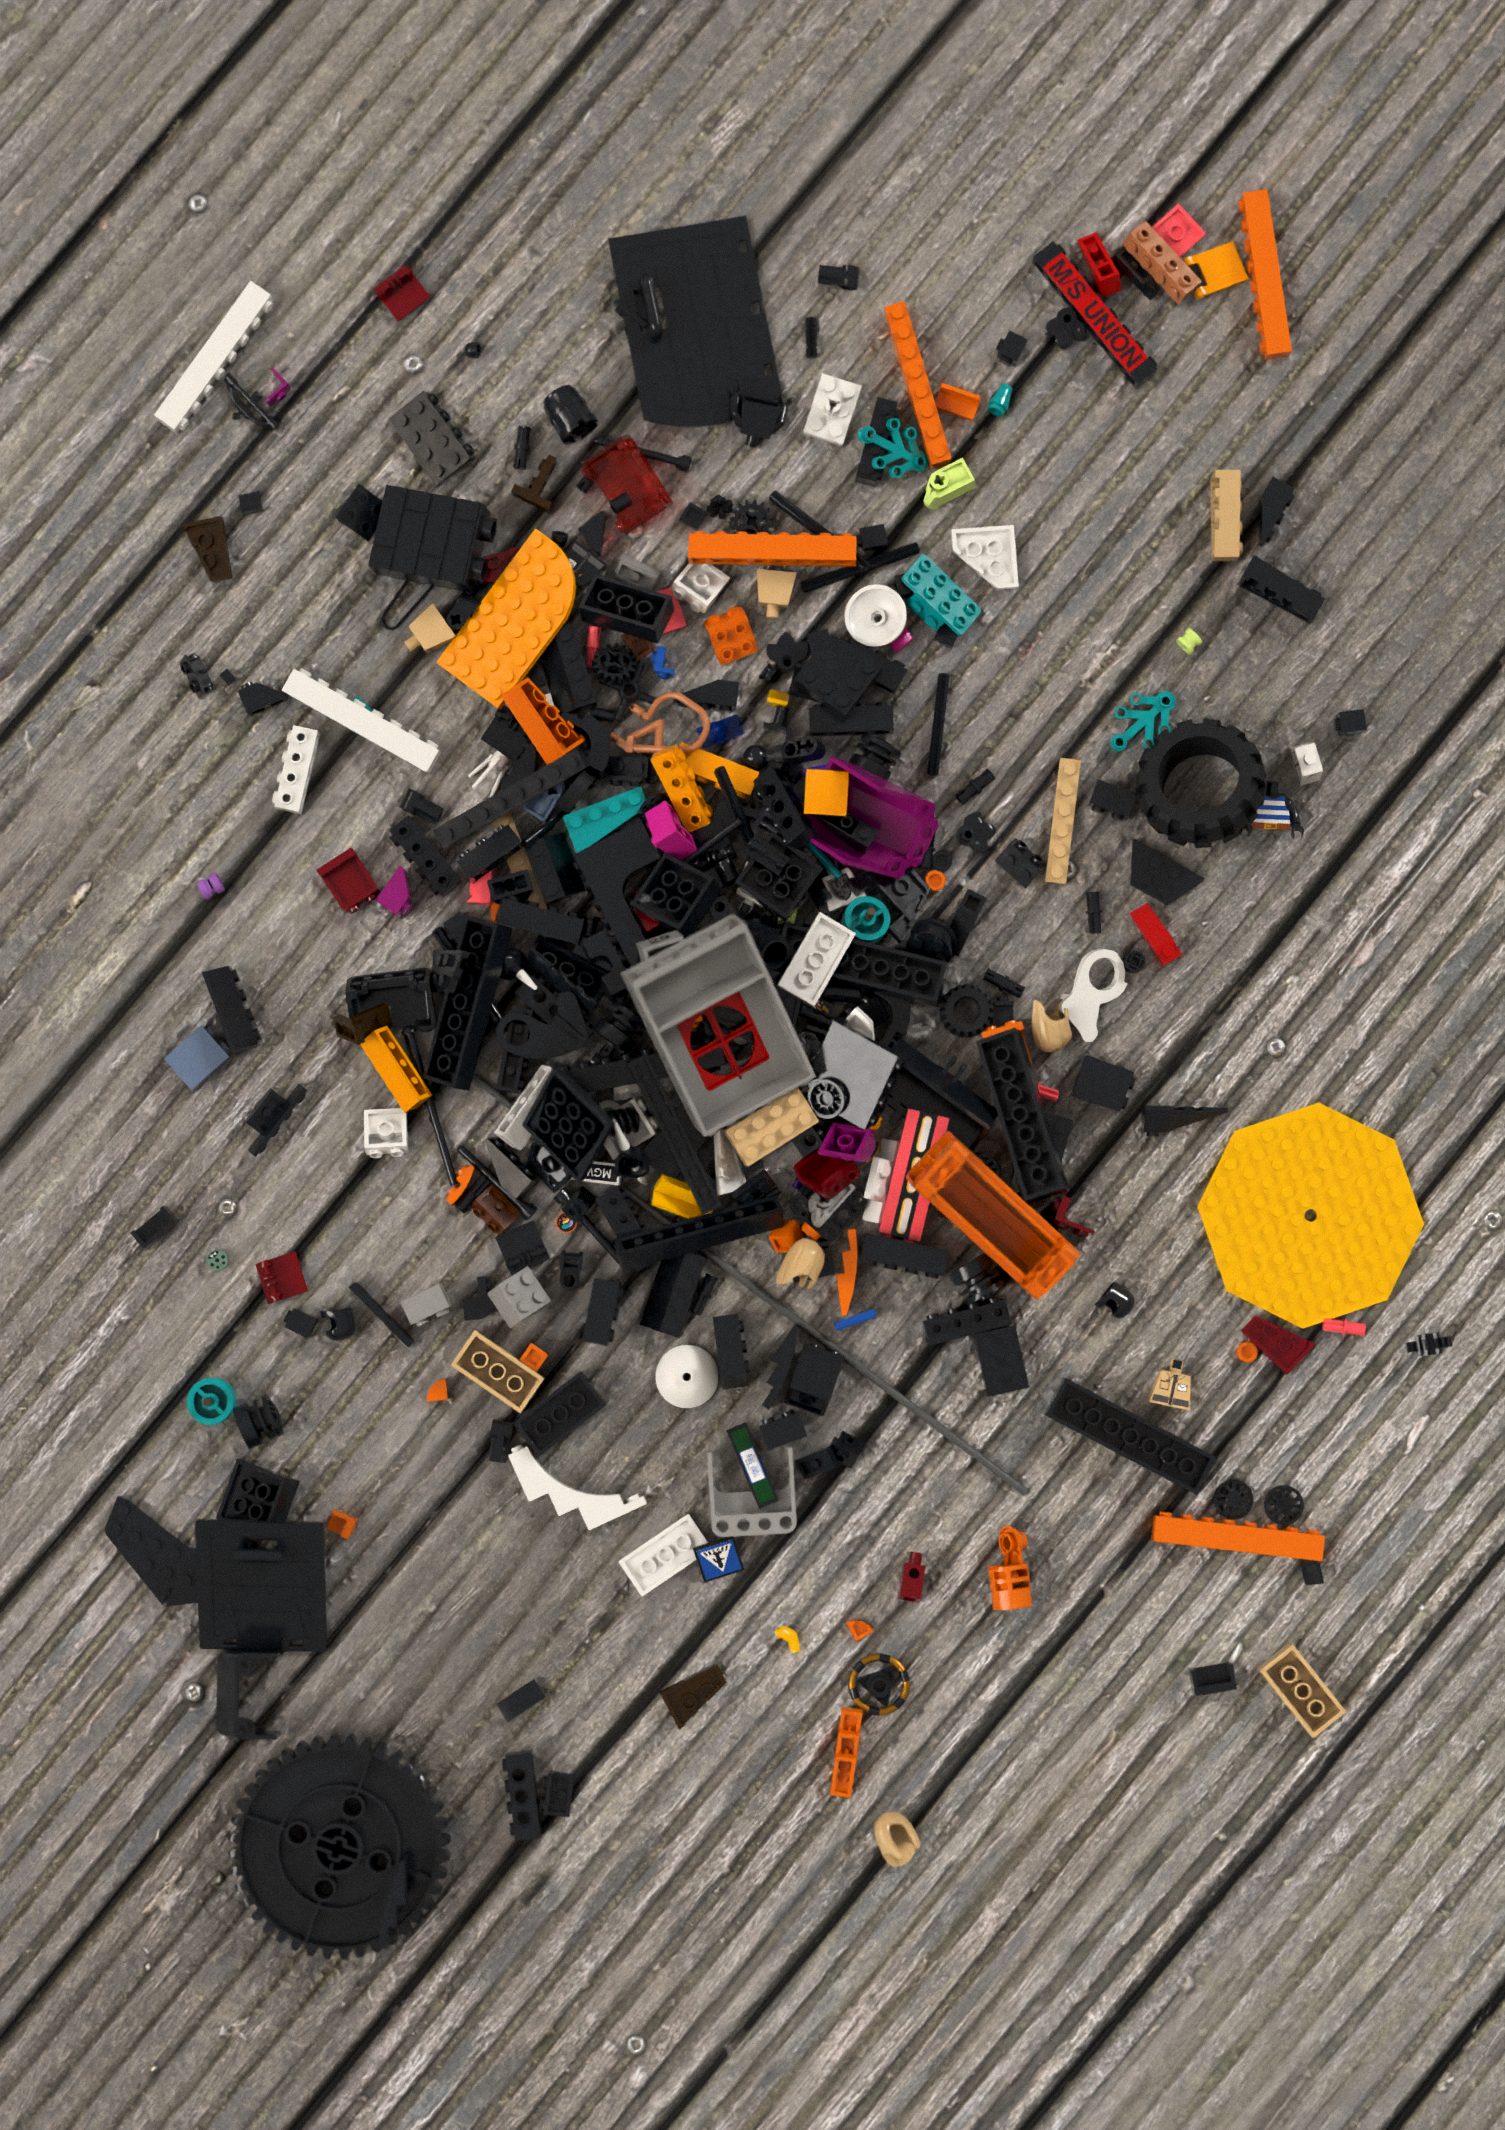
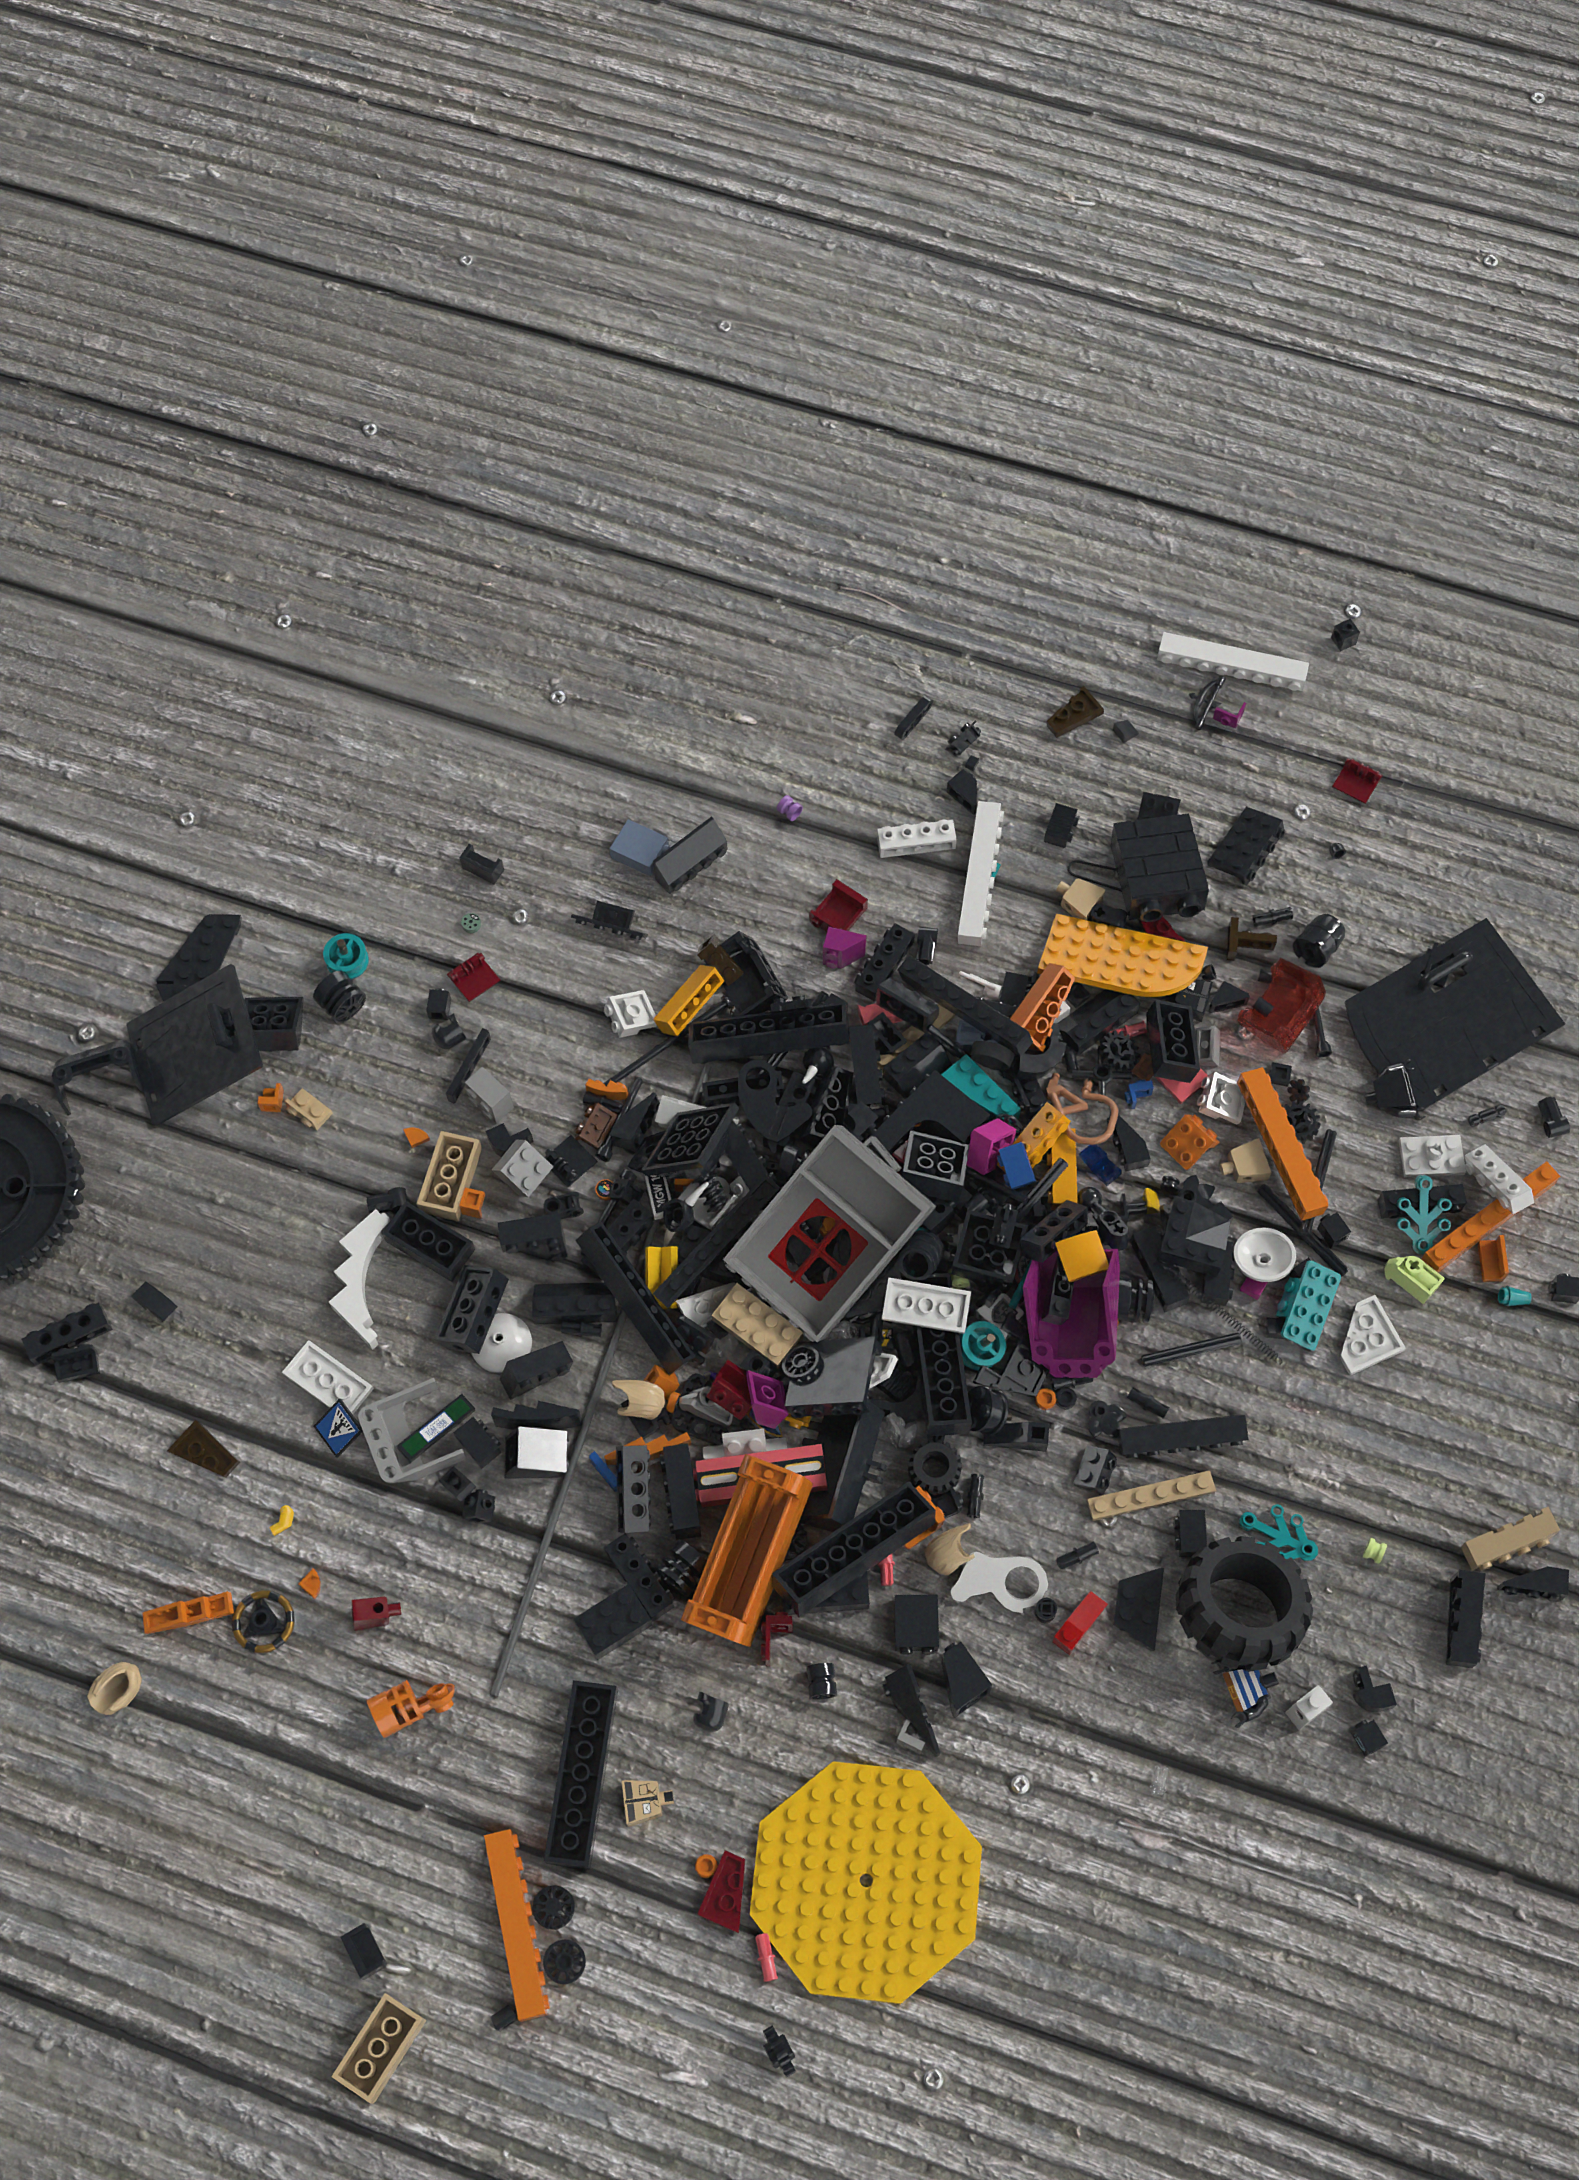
camera: 70 degrees right, 20 degrees down
(151, 716) = (913, 717): none -> black beam
(228, 226) = (1345, 634): none -> black brick
(338, 616) = (1060, 825): none -> black brick
(368, 1489) = (309, 1109): none -> tan bracket
(648, 1393) = (471, 1309): none -> black brick
(704, 815) = (1017, 1166): none -> blue brick
(887, 361) = (1499, 1179): none -> white brick
(916, 1303) = (625, 1498): none -> black brick
(917, 681) = (1222, 1311): none -> black piece
(1019, 768) = (1182, 1434): none -> black brick
(1124, 1189) = (821, 1681): none -> black wheel
(1171, 1062) = (963, 1678): none -> black slope
(1206, 1128) = (911, 1741): none -> light grey bracket
(1319, 701) = (1369, 1697): none -> black brick

